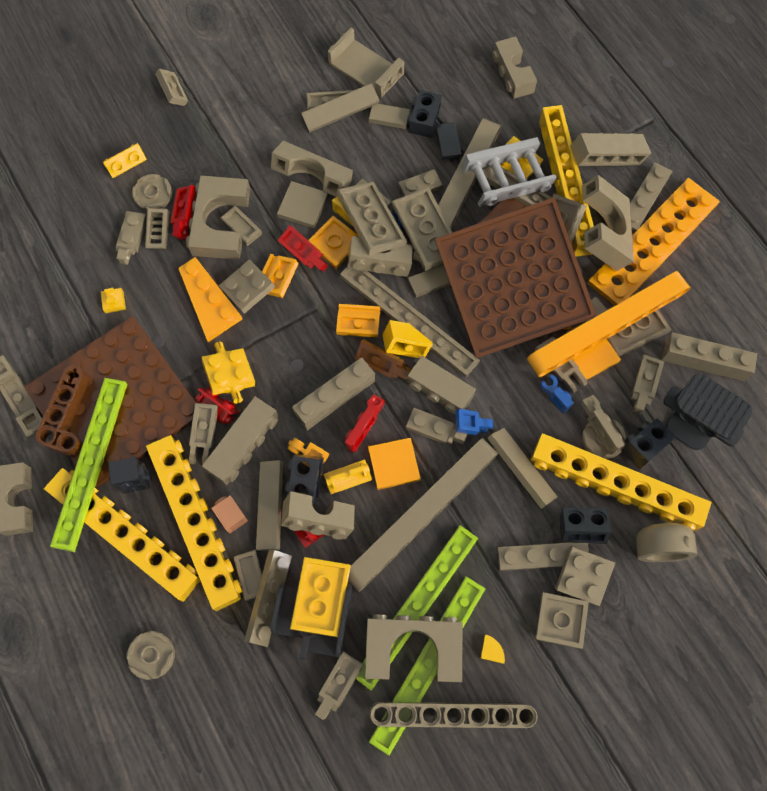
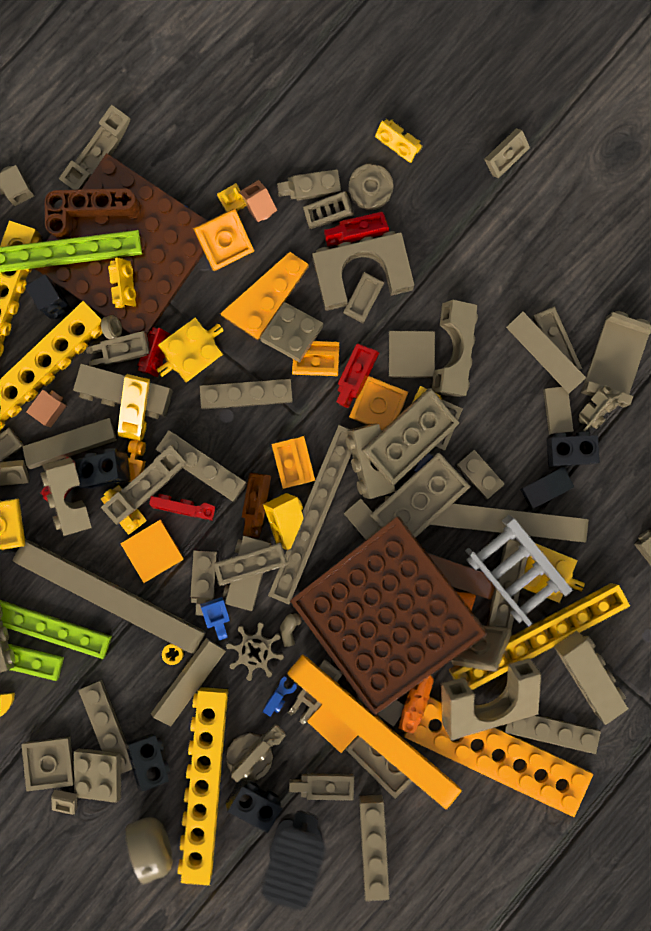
camera: 70 degrees right, 15 degrees up
(124, 275) = (258, 201): none -> nougat brick
(136, 404) = (121, 273): none -> yellow hinge
(144, 313) = (223, 239): none -> light orange tile
(180, 431) = (111, 327): none -> dark tan tile
(260, 431) = (133, 407): none -> yellow plate
(284, 342) = (246, 394): none -> dark tan plate
(332, 441) = (144, 485): none -> dark tan slope
(395, 75) = (605, 402): none -> dark tan hinge
(434, 376) = (250, 564): none -> dark tan tile
(498, 471) = (168, 660): none -> yellow bush
(499, 370) = (287, 627): none -> dark tan arm
(516, 395) = (245, 657): none -> dark tan gear
(599, 288) = (415, 705): none -> orange hinge
(602, 616) = (64, 802): none -> dark tan tile

